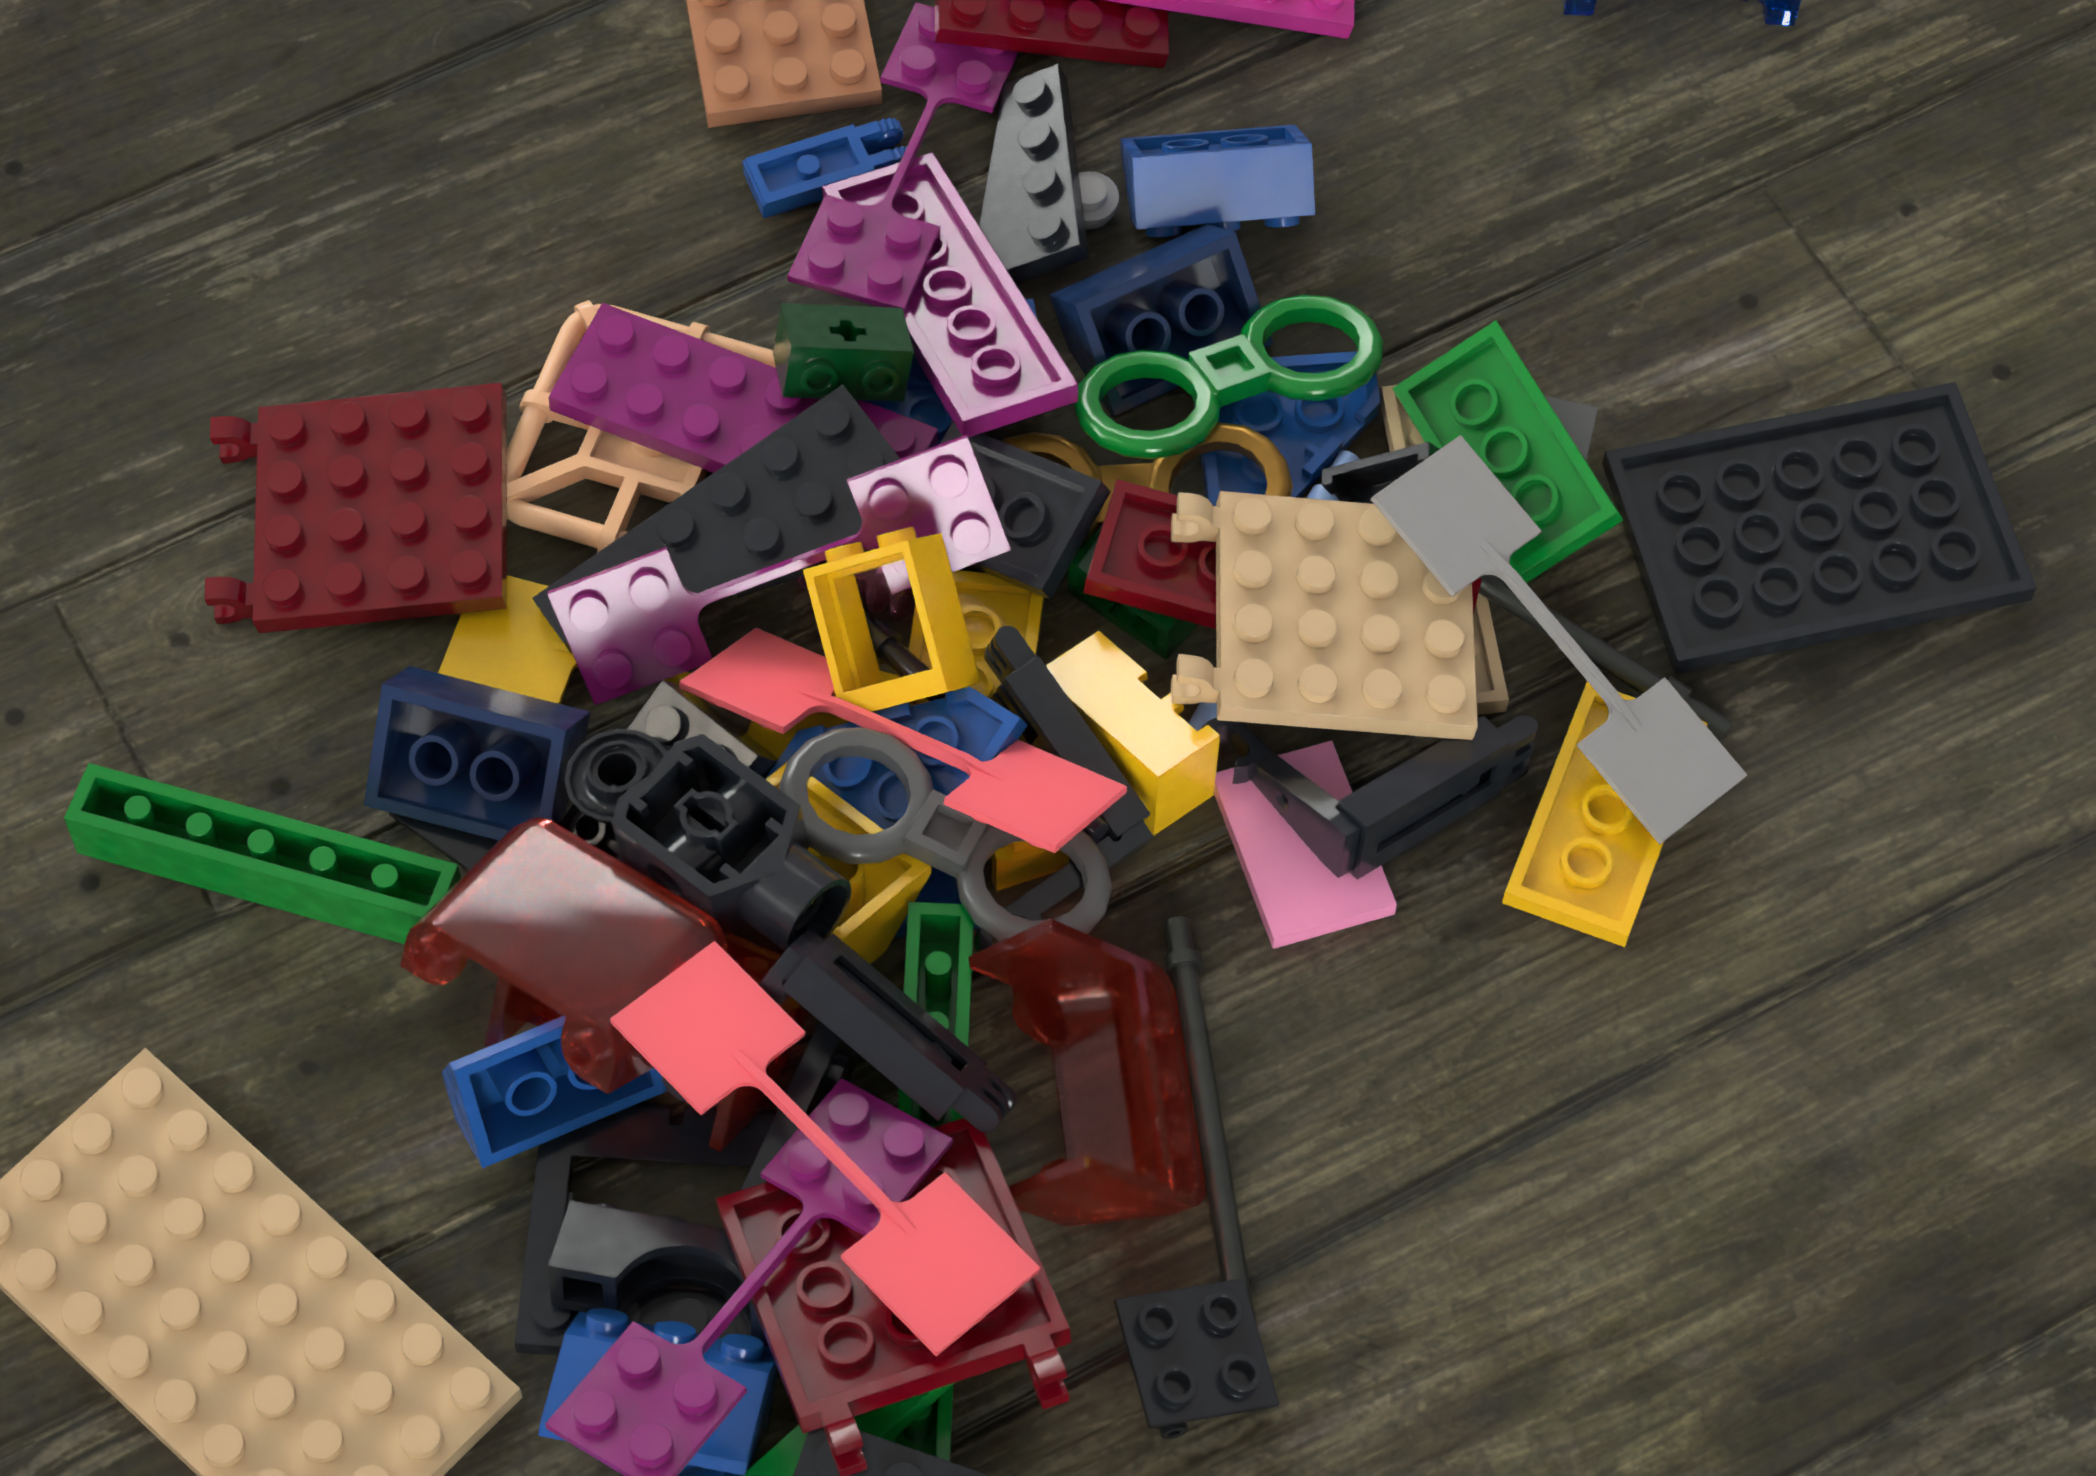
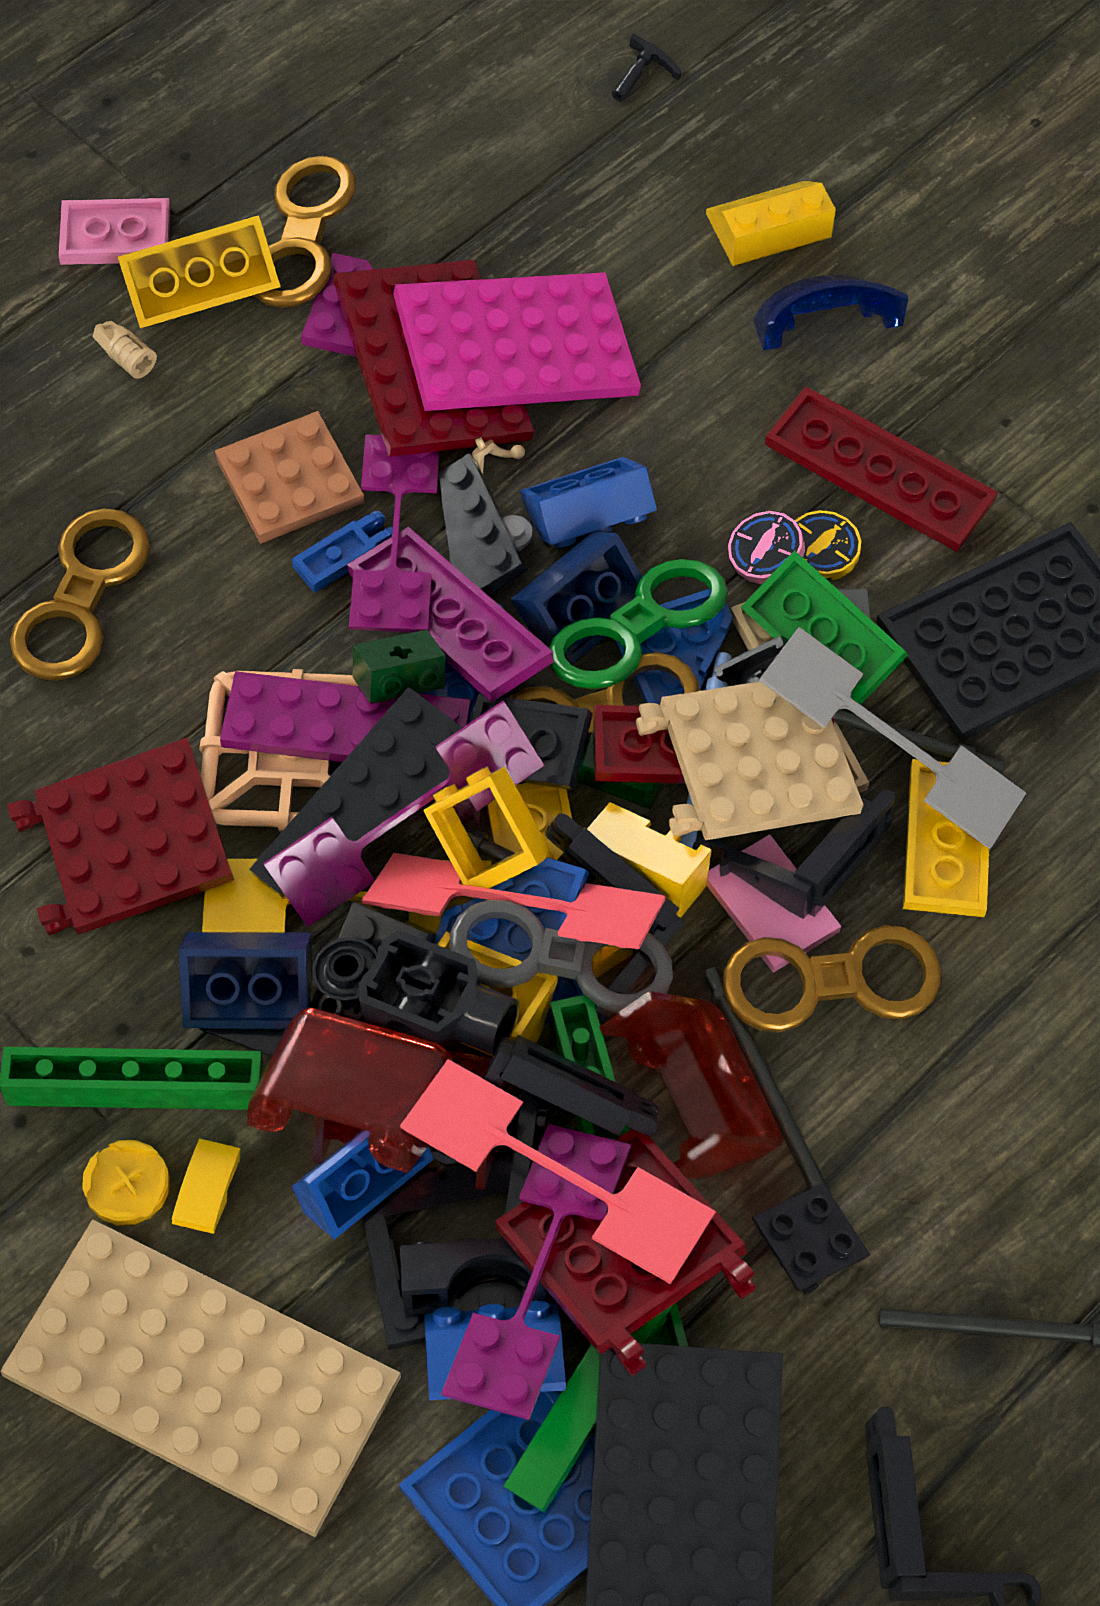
camera: 15 degrees left, 0 degrees up
(213, 1009) = (126, 1182): none -> yellow tile
(322, 1041) = (206, 1186): none -> yellow slope
(418, 139) = (79, 594): none -> pearl gold bar
(1134, 80) = (483, 449): none -> tan piece
(1357, 978) = (831, 978): none -> pearl gold bar
(1463, 299) = (764, 544): none -> tile
(1560, 327) = (830, 543): none -> tile
(1685, 234) = (881, 469): none -> dark red plate

